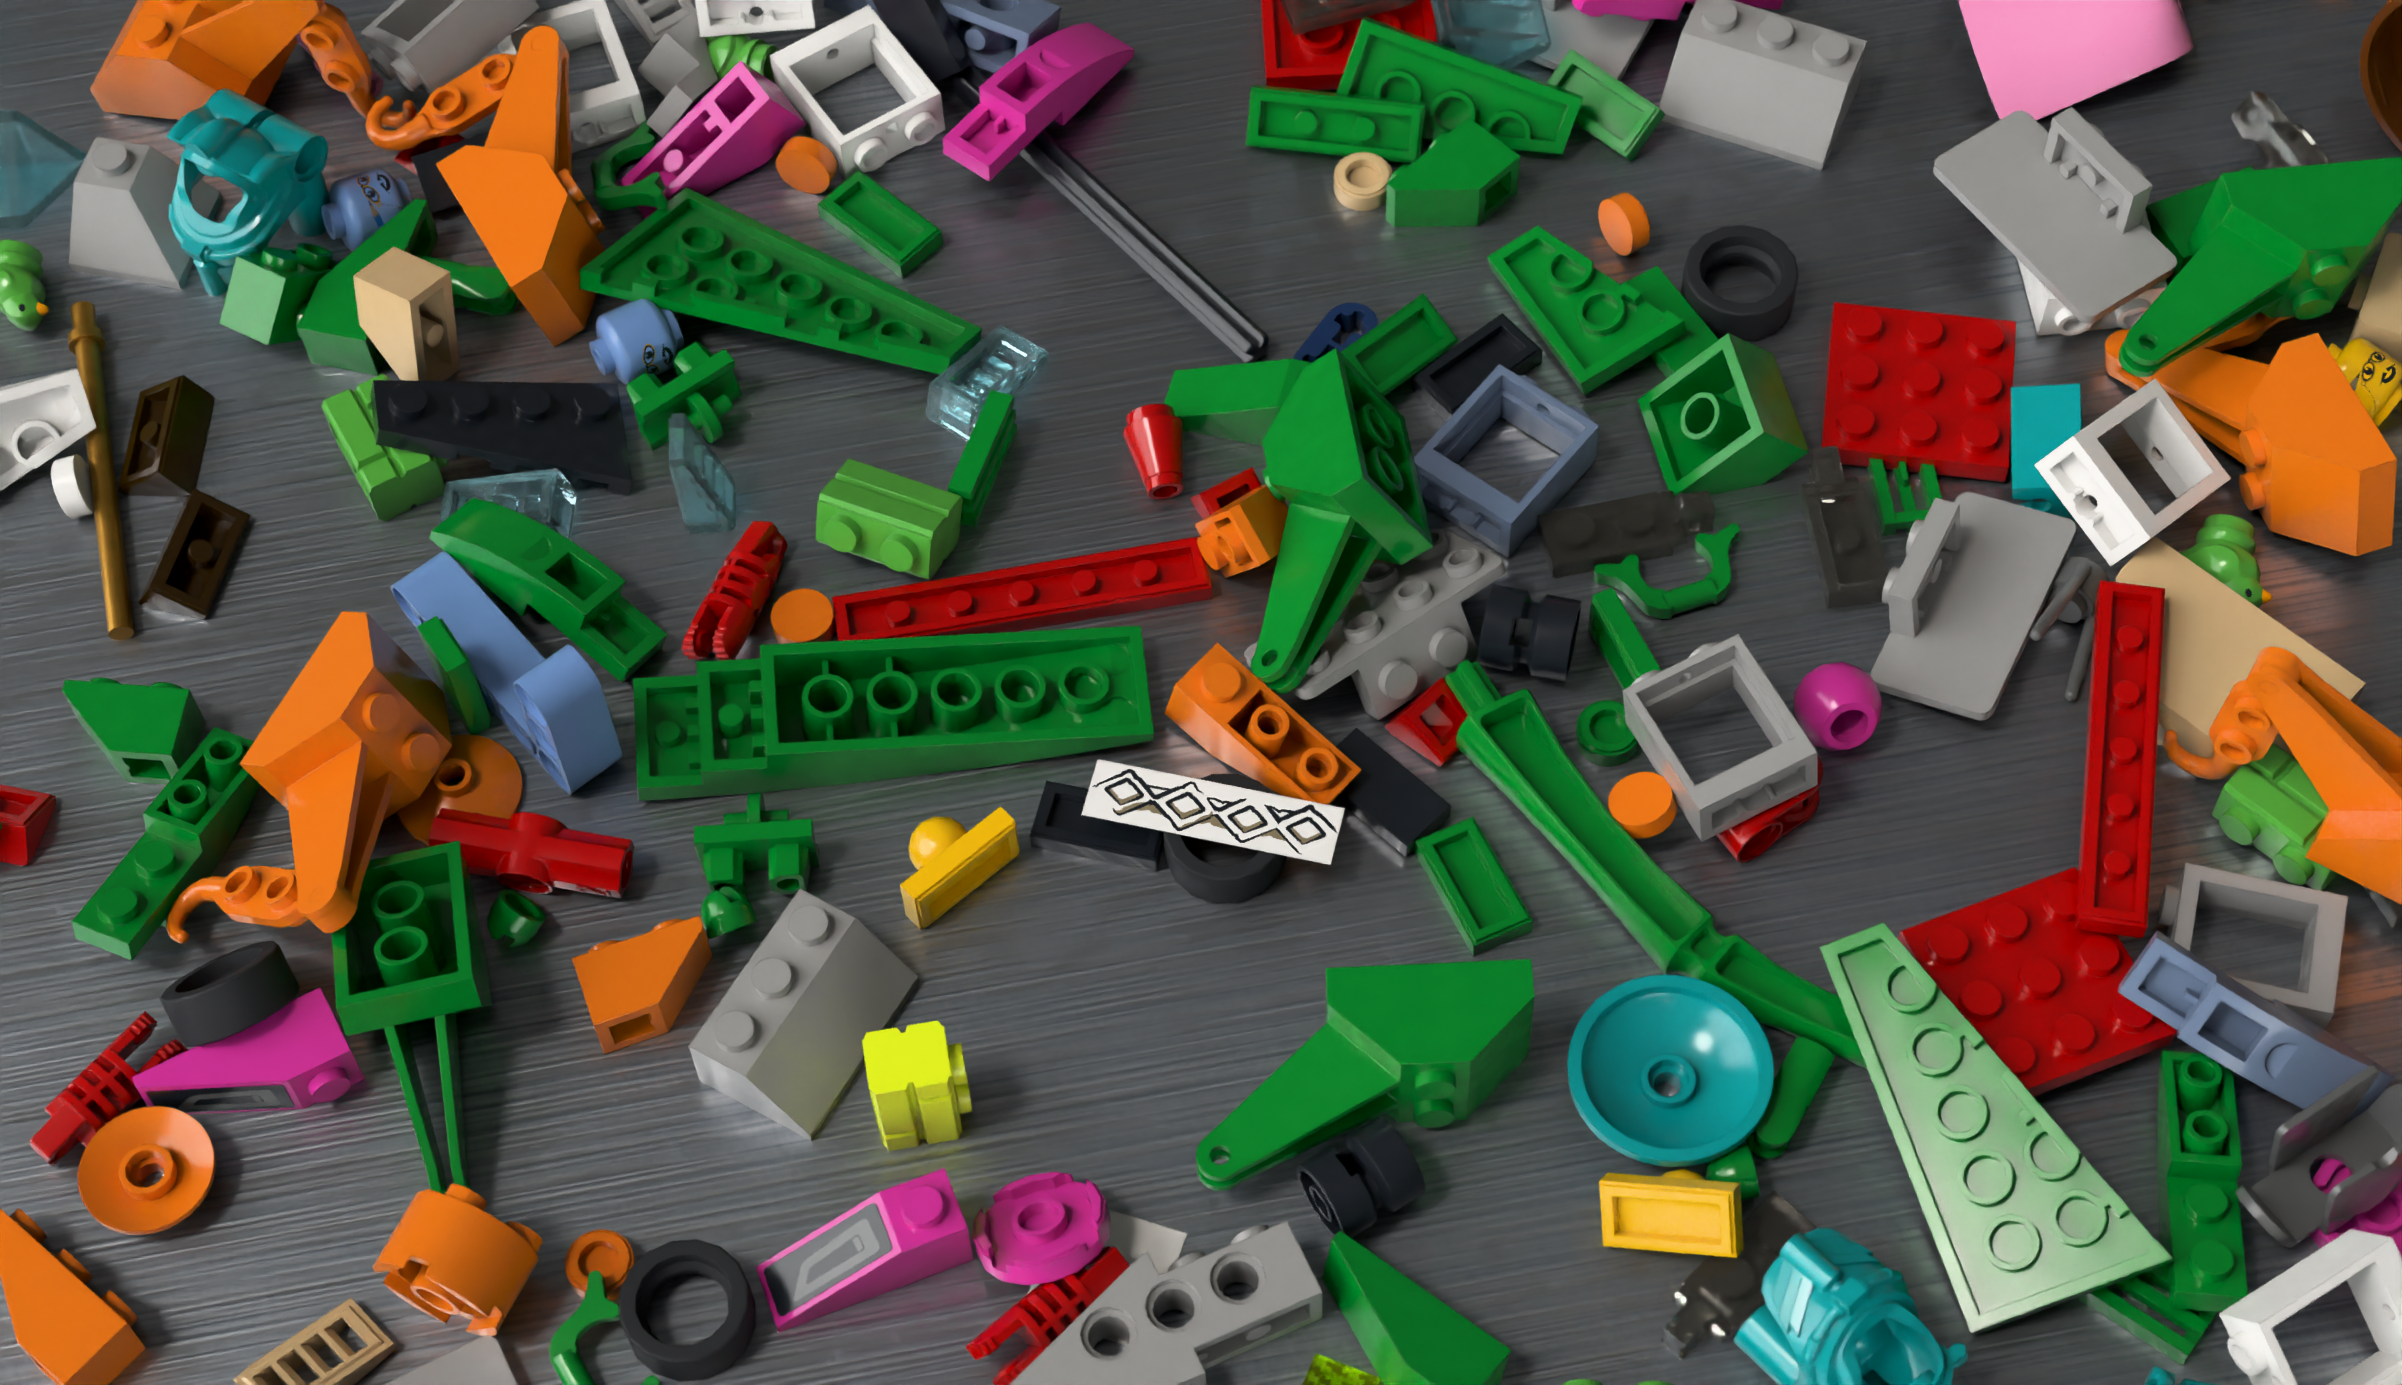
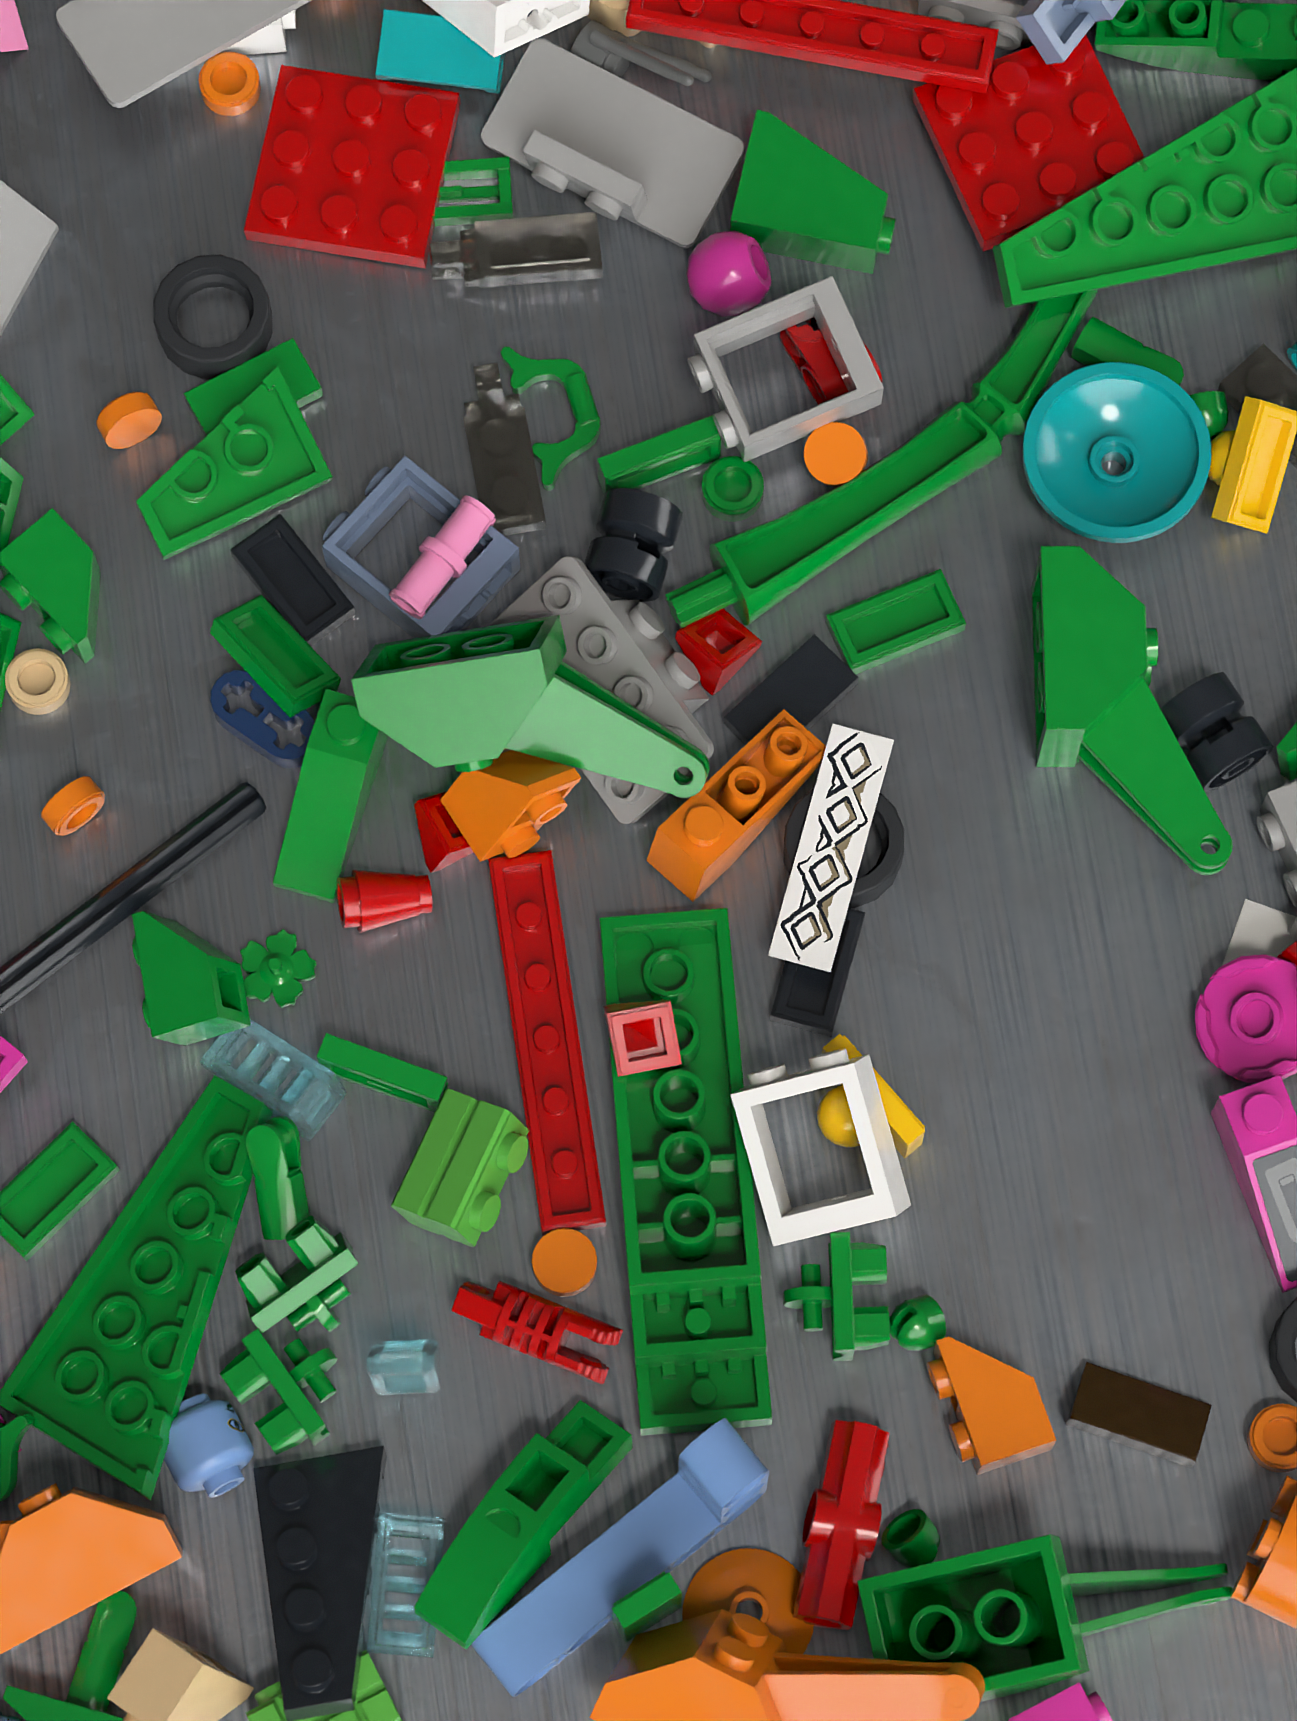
camera: 90 degrees left, 15 degrees up
(628, 1125) = (1139, 1415): none -> dark brown slope
(780, 409) = (276, 1295): none -> hips
(798, 1015) = (1029, 1247): light grey slope -> none
(874, 381) = (278, 1174): none -> green bar
(910, 833) = (888, 1191): none -> white window
(916, 1085) = (1127, 1126): neon yellow brick -> none
(1011, 648) = (642, 1036): none -> slope
(1073, 296) = (187, 983): none -> green slope
(1092, 381) = (277, 969): none -> green plant
(1238, 207) = (73, 806): none -> orange tile
(1489, 451) = (442, 557): none -> bright pink pin
(1723, 420) = (389, 348): green slope -> none
(1933, 775) = (808, 201): none -> green slope
(1992, 288) = (229, 83): none -> orange tile

